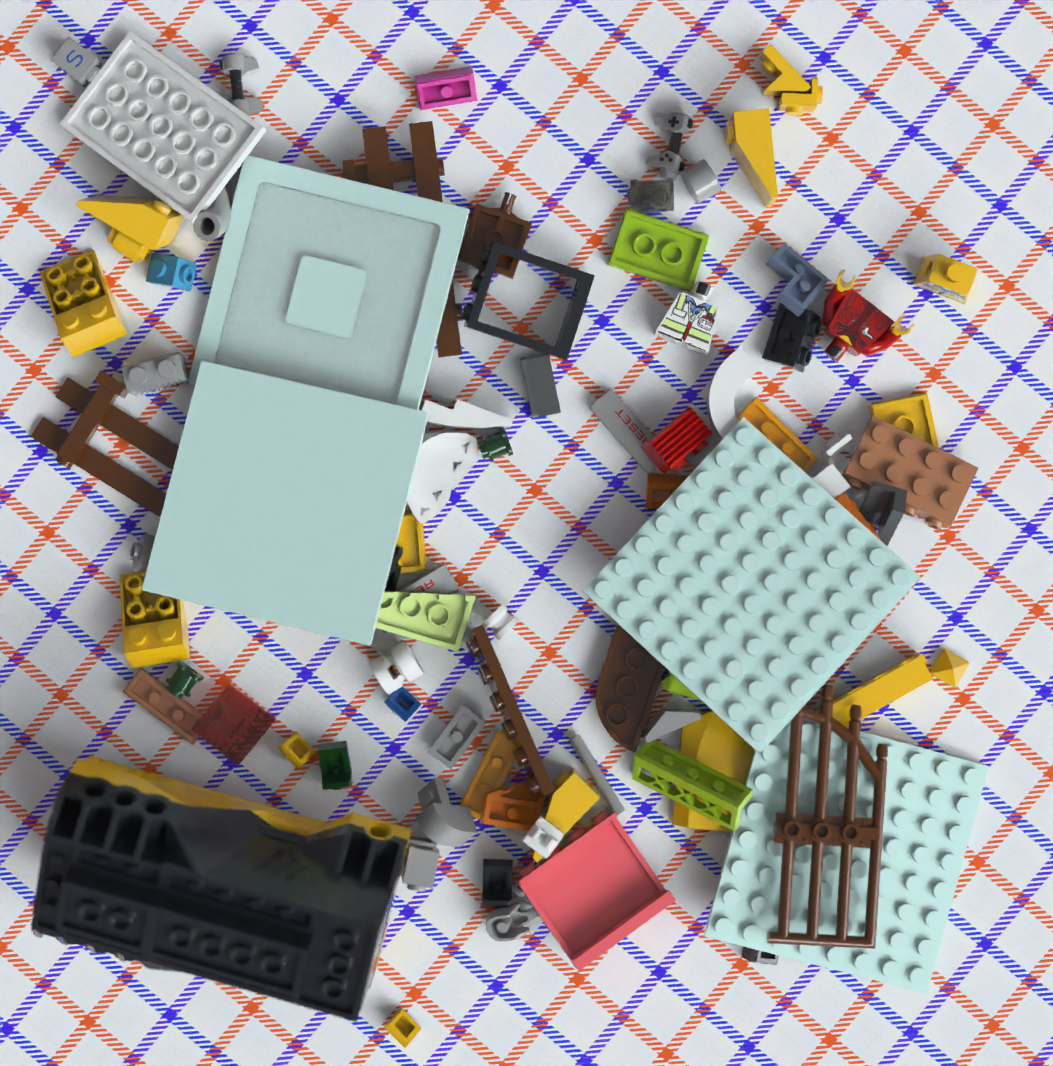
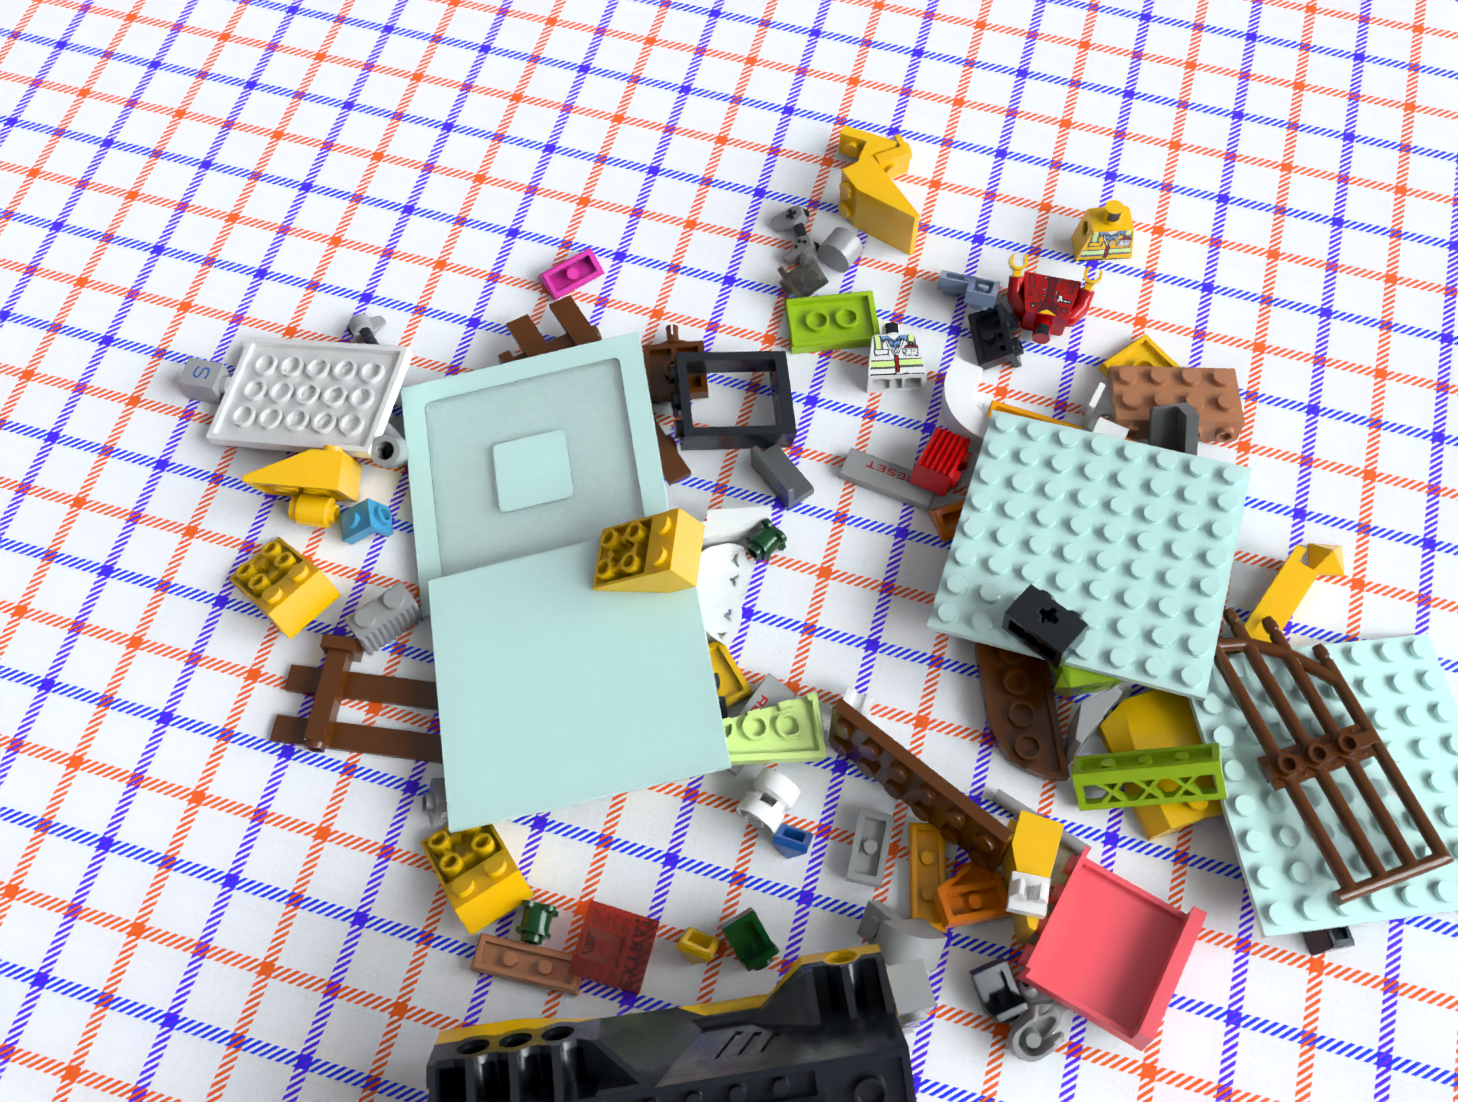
camera: 20 degrees left, 25 degrees down
(383, 437) = (650, 554): none -> yellow slope
(668, 660) = (1045, 625): none -> black brick

